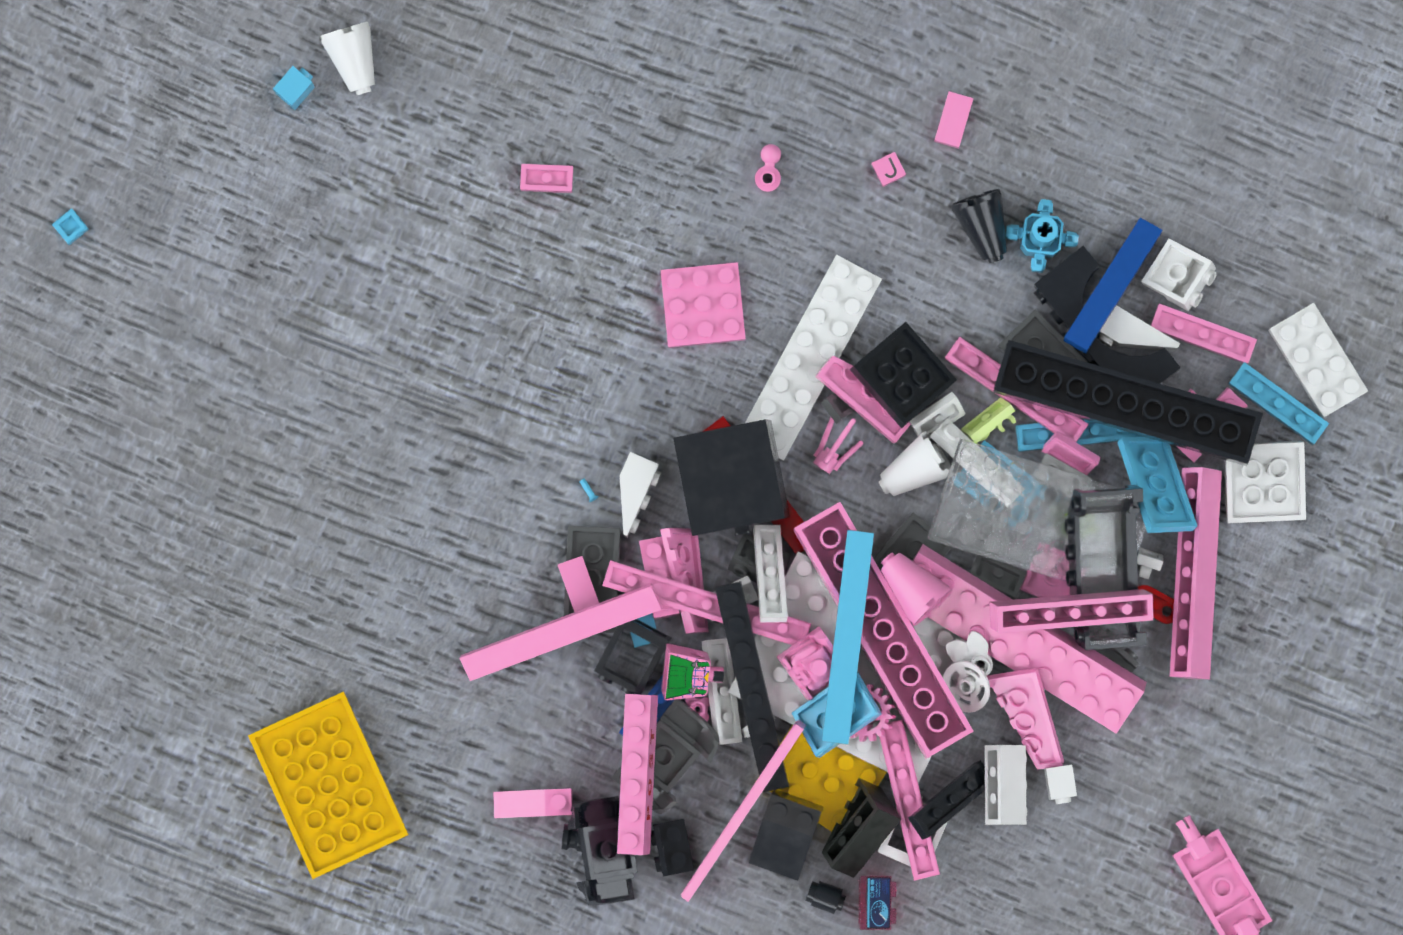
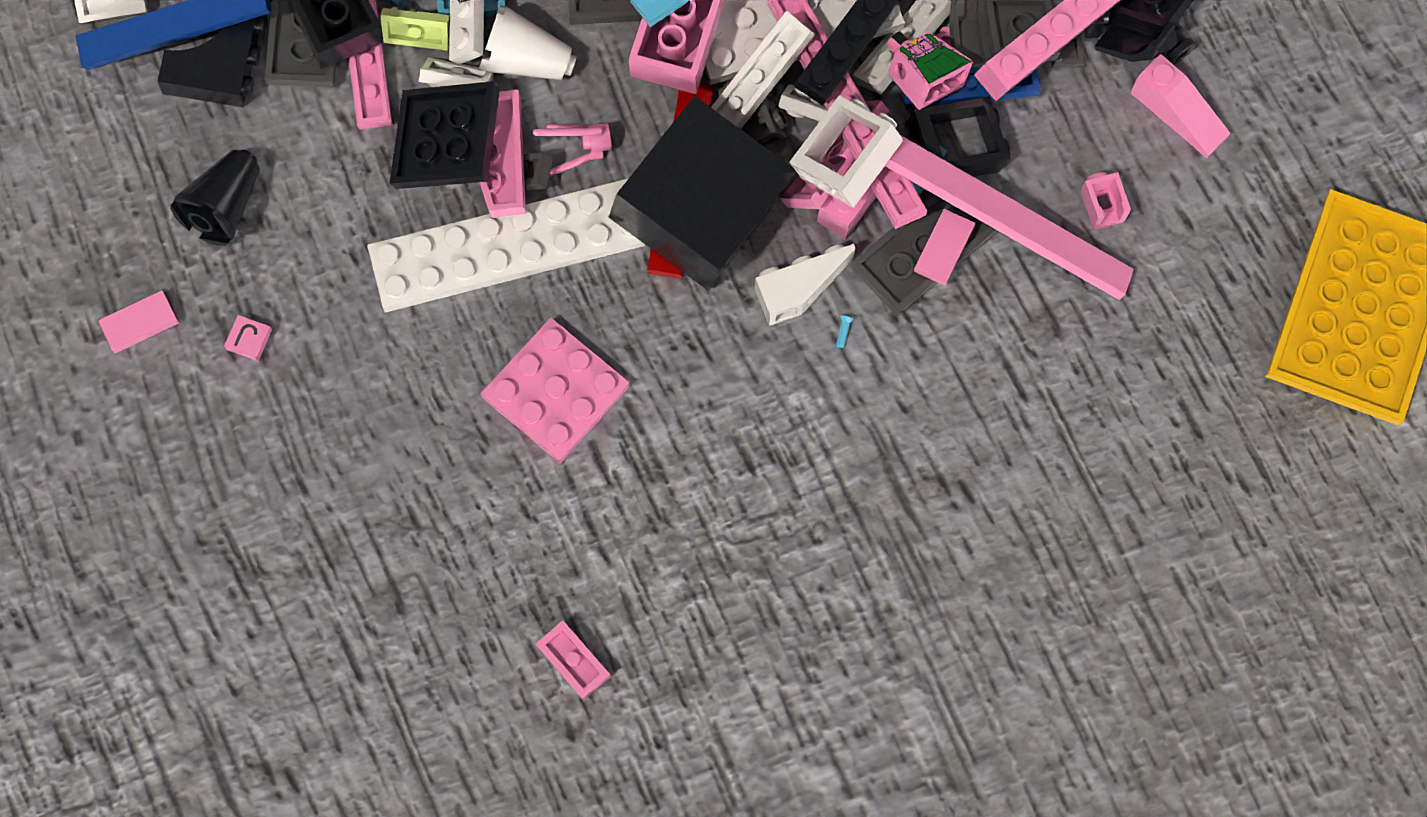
camera: 140 degrees left, 10 degrees down
(514, 698) = (1110, 185): none -> bright pink window
(672, 541) = (867, 165): none -> white window
(770, 155) = (339, 460): bright pink plate -> none
(1037, 246) = (183, 135): medium azure piece -> none

